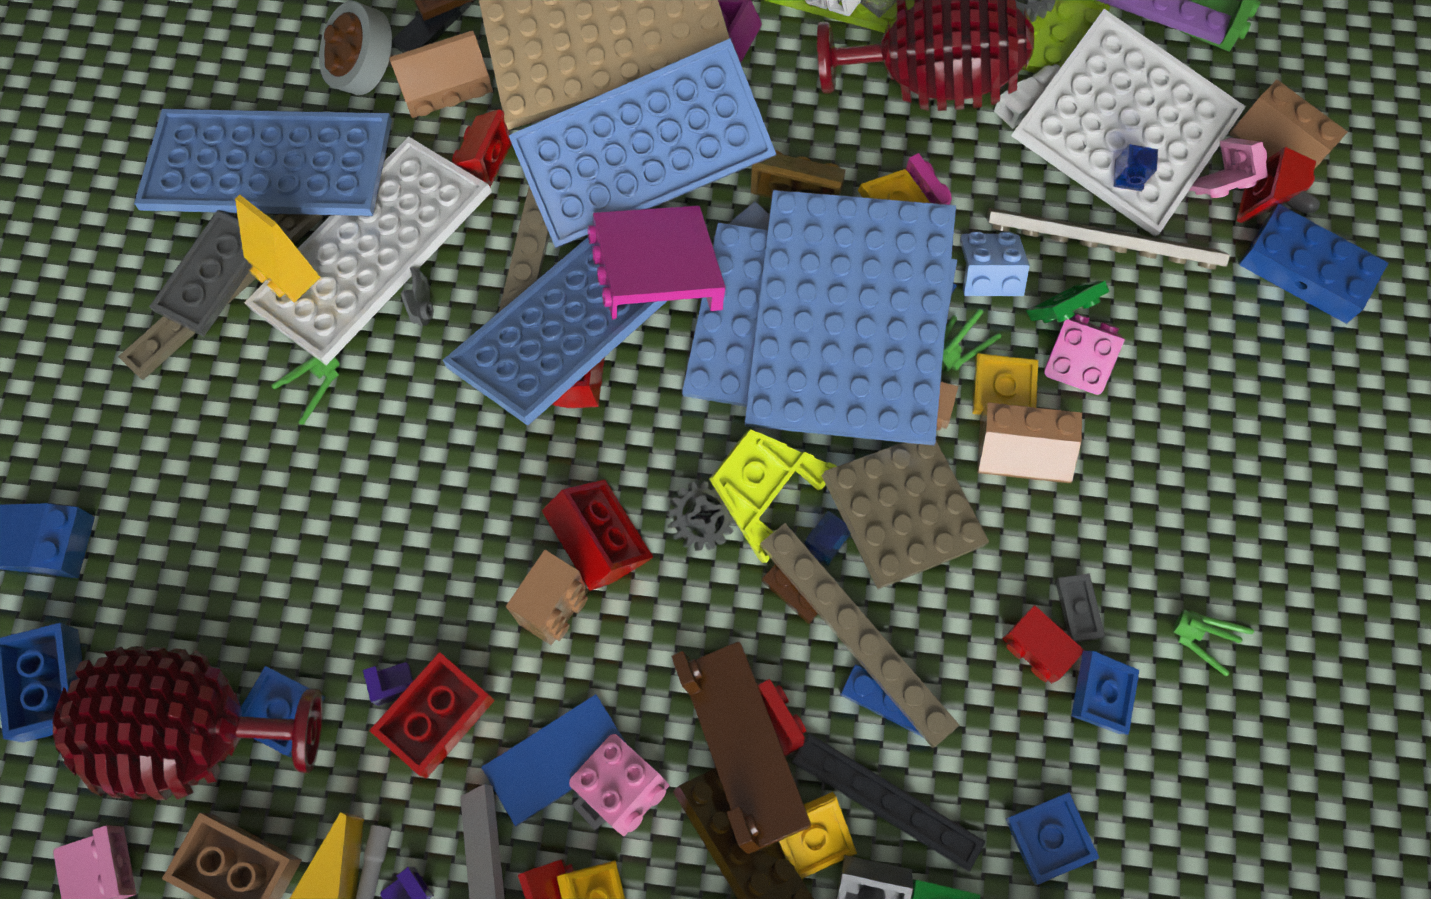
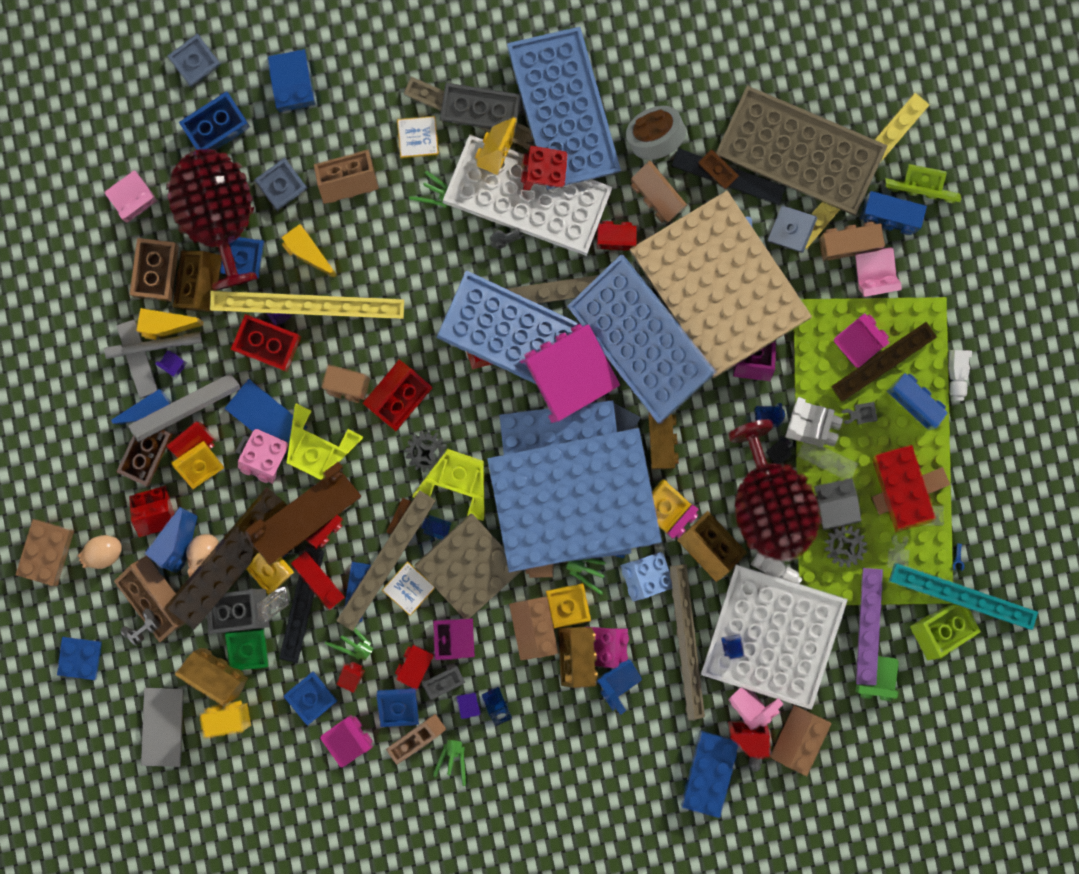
camera: 75 degrees right, 15 degrees up
(189, 609) = (280, 184): none -> sand blue plate
(214, 380) = (417, 137): none -> white tile
(225, 502) = (346, 177): none -> medium nougat slope
(282, 802) = (195, 279): none -> pearl gold slope
(313, 595) = (302, 246): none -> yellow slope
(332, 206) = (544, 167): none -> red bracket
(392, 633) = (307, 304): none -> light yellow plate
(641, 699) = (312, 452): none -> neon yellow wing
(806, 39) = (773, 413): none -> clear blue bracket
(859, 757) = (317, 580): none -> red slope
(860, 32) = (781, 450): none -> black tile
(877, 849) = (272, 604): none -> clear plate
(911, 616) = (408, 588): none -> white tile
(979, 163) = (712, 546): none -> pearl gold slope
(991, 723) = (362, 649): none -> bright green plant
(1014, 570) = (453, 639): none -> magenta slope
(1034, 754) = (350, 676): none -> red slope
(1062, 305) = (630, 627): green plate -> none
(1100, 389) = (577, 657): none -> pearl gold slope
(1129, 580) = (468, 705): none -> dark purple panel
(1135, 538) = (496, 705): none -> clear blue bracket
(1139, 797) = (347, 741): none -> dark pink bracket
(1161, 357) = (617, 683): none -> blue bracket
(1163, 680) = (416, 739): none -> medium nougat slope

